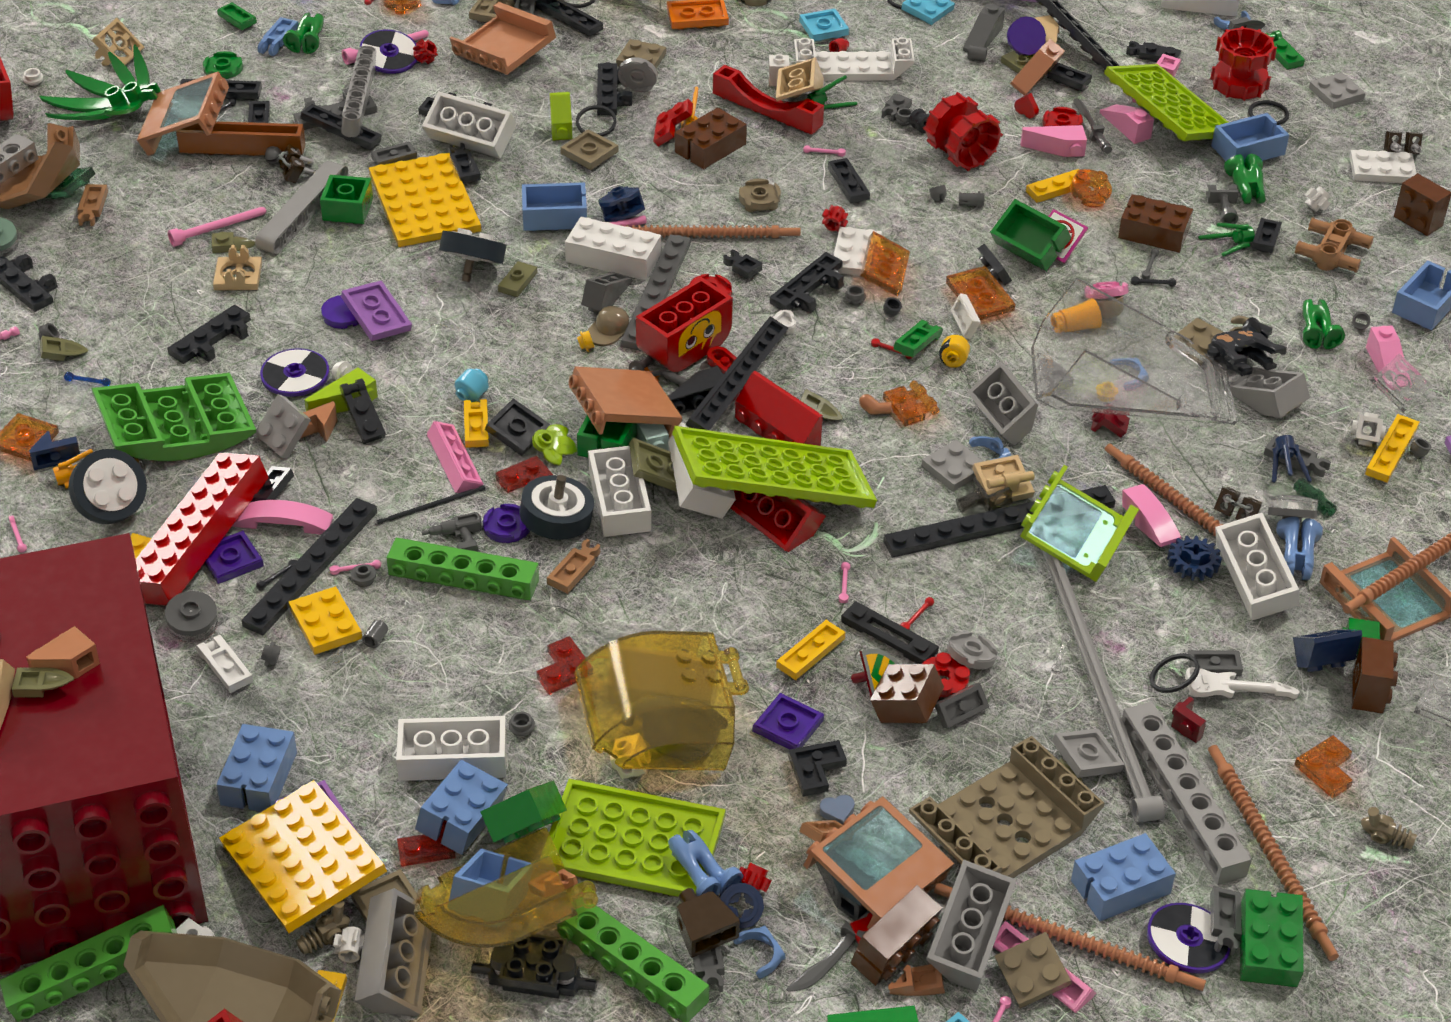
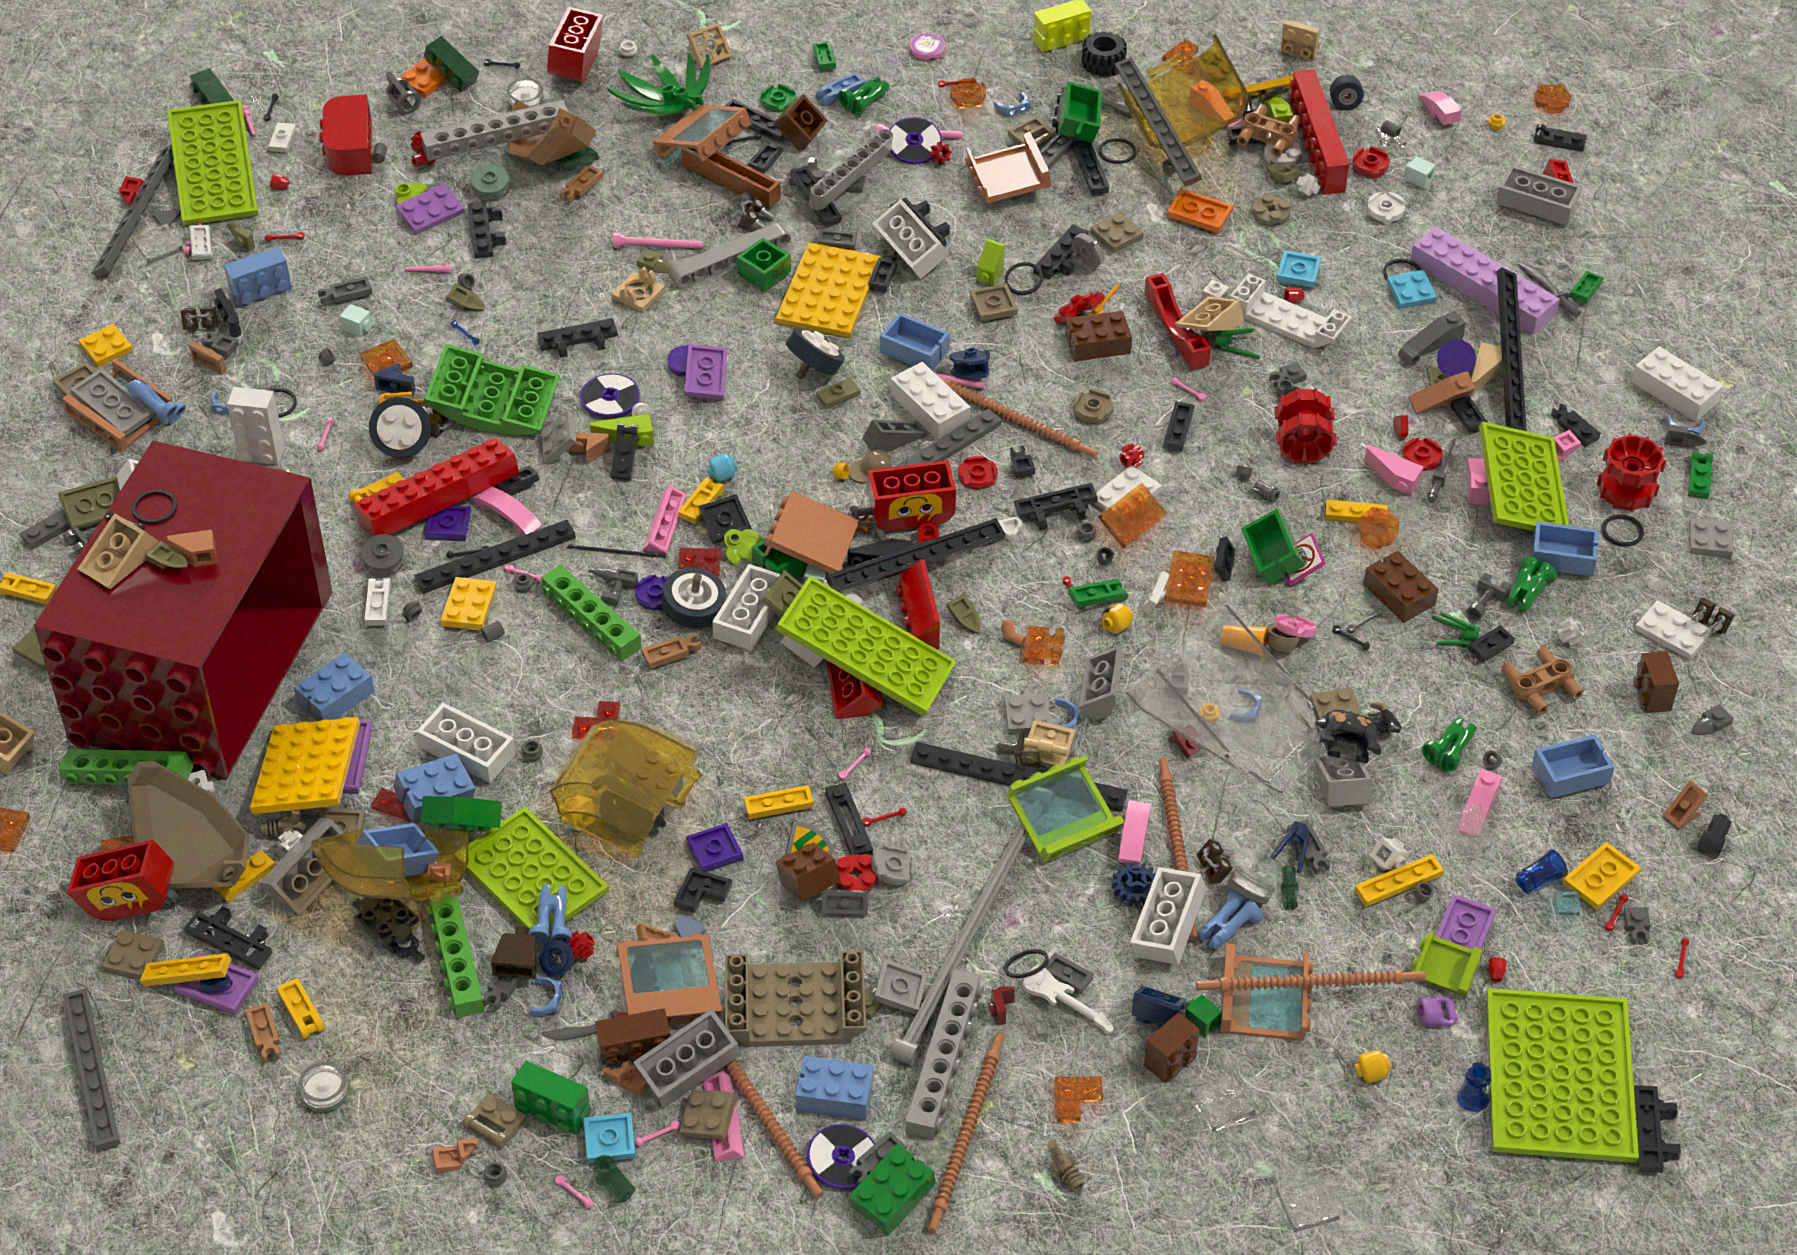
camera: 35 degrees right, 5 degrees up
(272, 71) = (800, 121): none -> reddish brown brick

